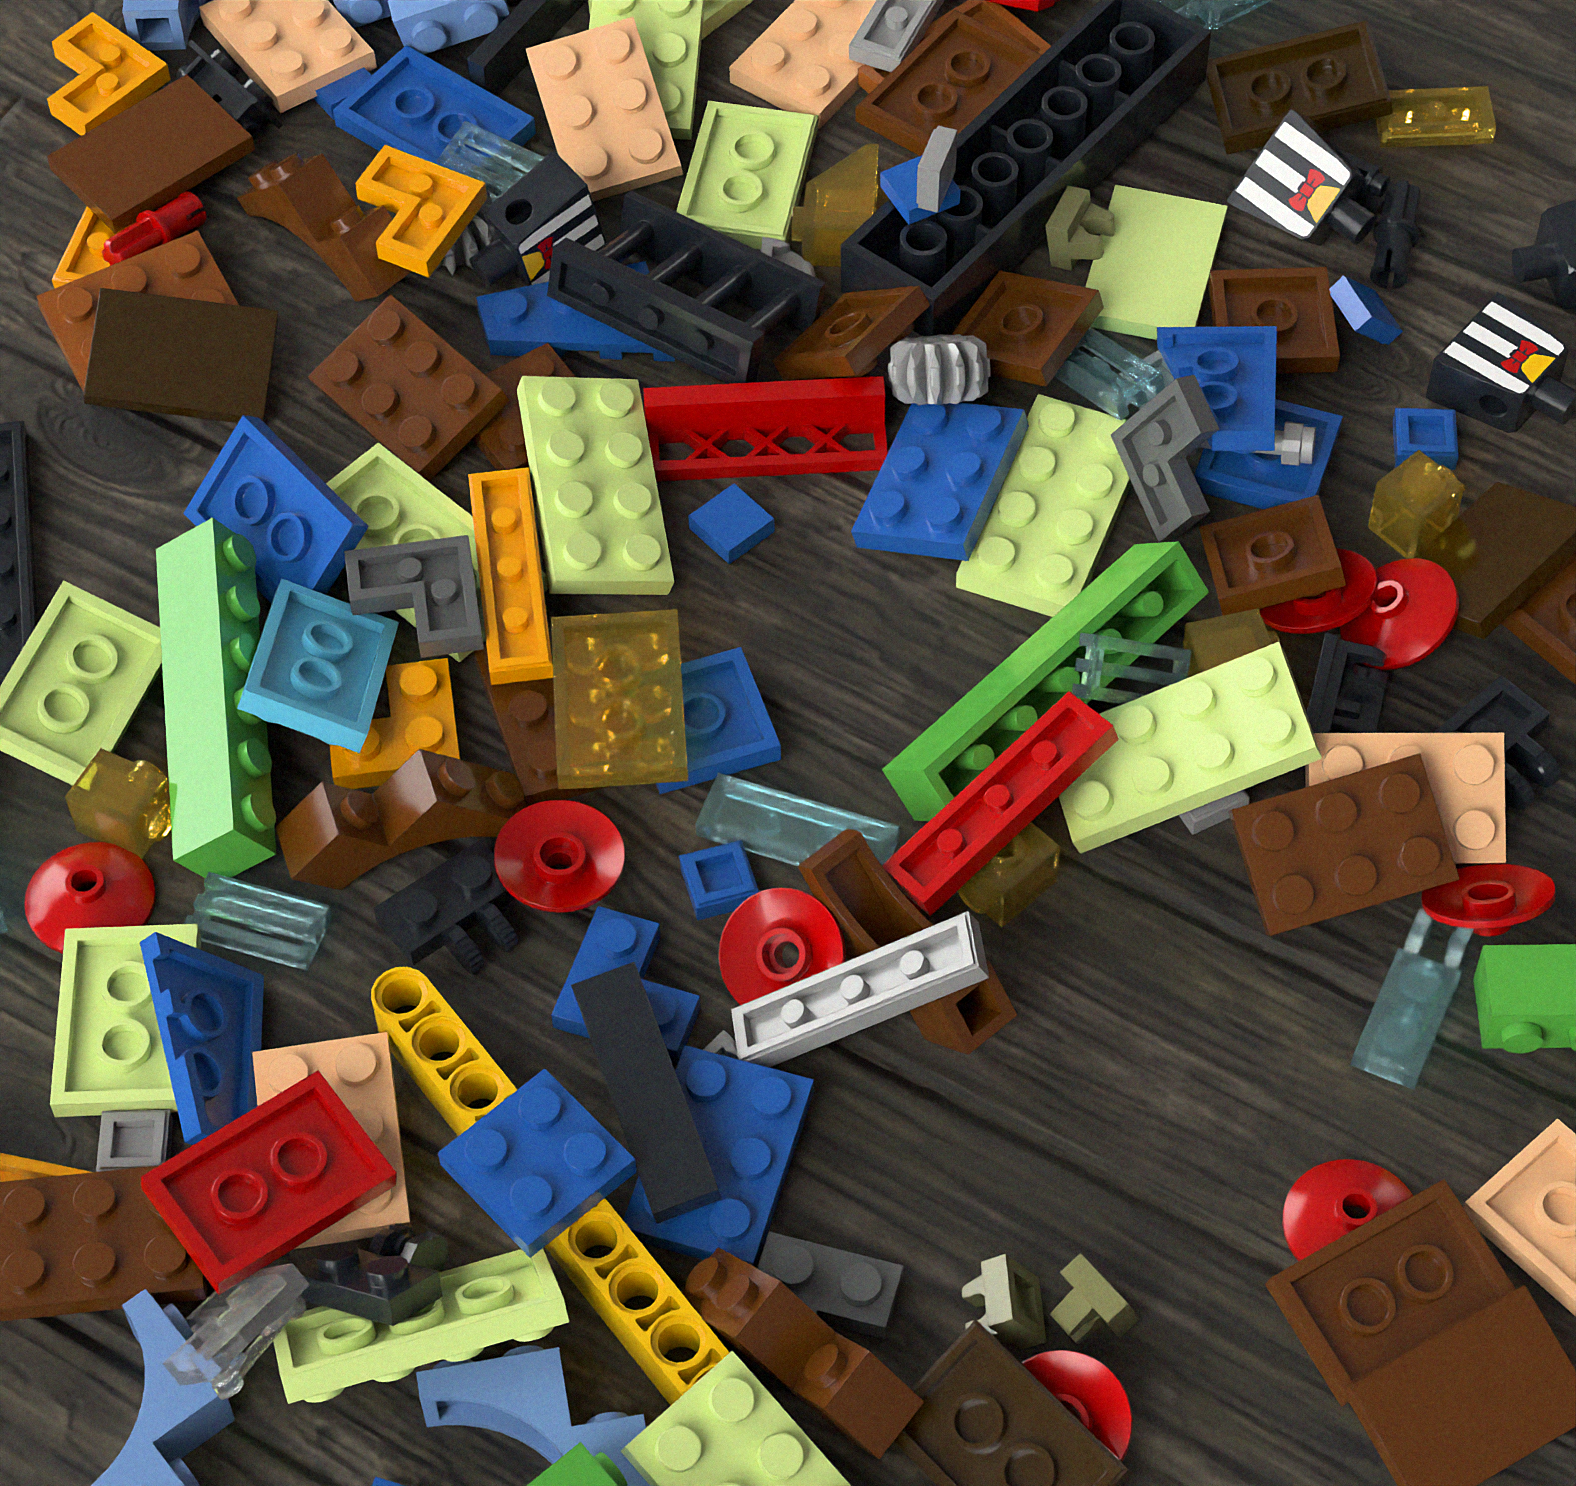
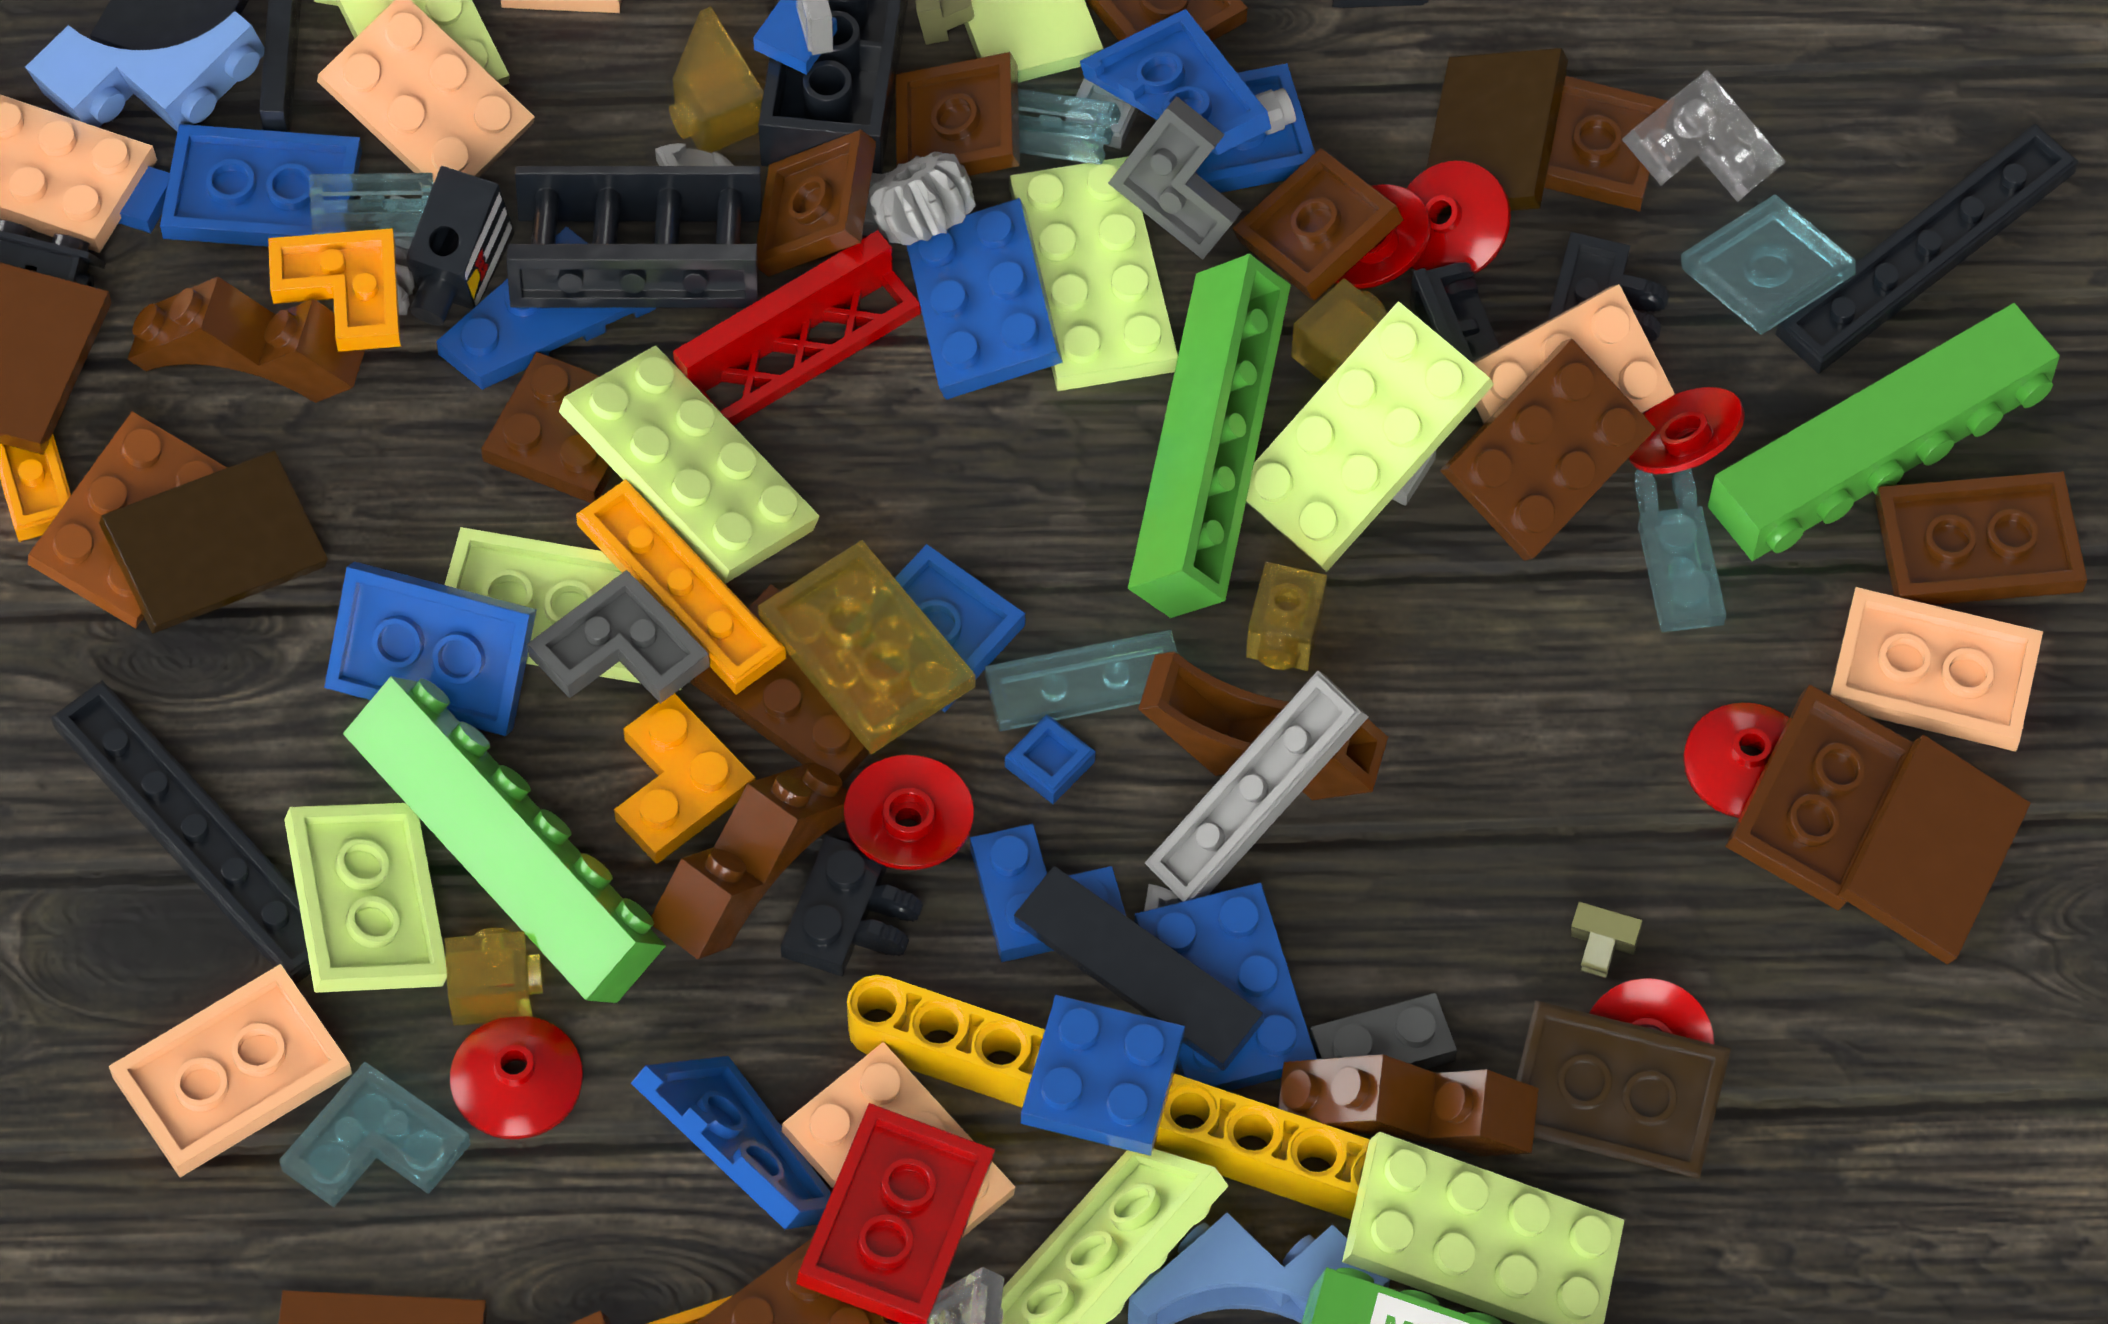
camera: 35 degrees left, 5 degrees up
(108, 1026) = (637, 1165): yellowish green plate -> none
(134, 1139) = (728, 1257): light grey tile -> none
(155, 228) = (81, 431): red axle -> none
(261, 911) = (680, 991): clear light blue tile -> none
(318, 666) = (581, 759): medium azure plate -> none
(378, 1284) = (1037, 1251): black hinge -> none
(408, 388) = (446, 461): reddish brown plate -> none
(731, 523) = (825, 435): blue tile -> none
(748, 171) = (590, 90): yellowish green tile -> none
(760, 931) = (1122, 781): red dish -> none
(999, 803) = (1263, 563): red fence -> none
(1010, 1300) = (1536, 964): olive tile -> none
(1094, 667) = (1256, 399): clear light blue tile -> none
(1415, 504) = (1402, 115): clear yellow brick -> none
(1428, 431) = (1360, 46): blue tile -> none

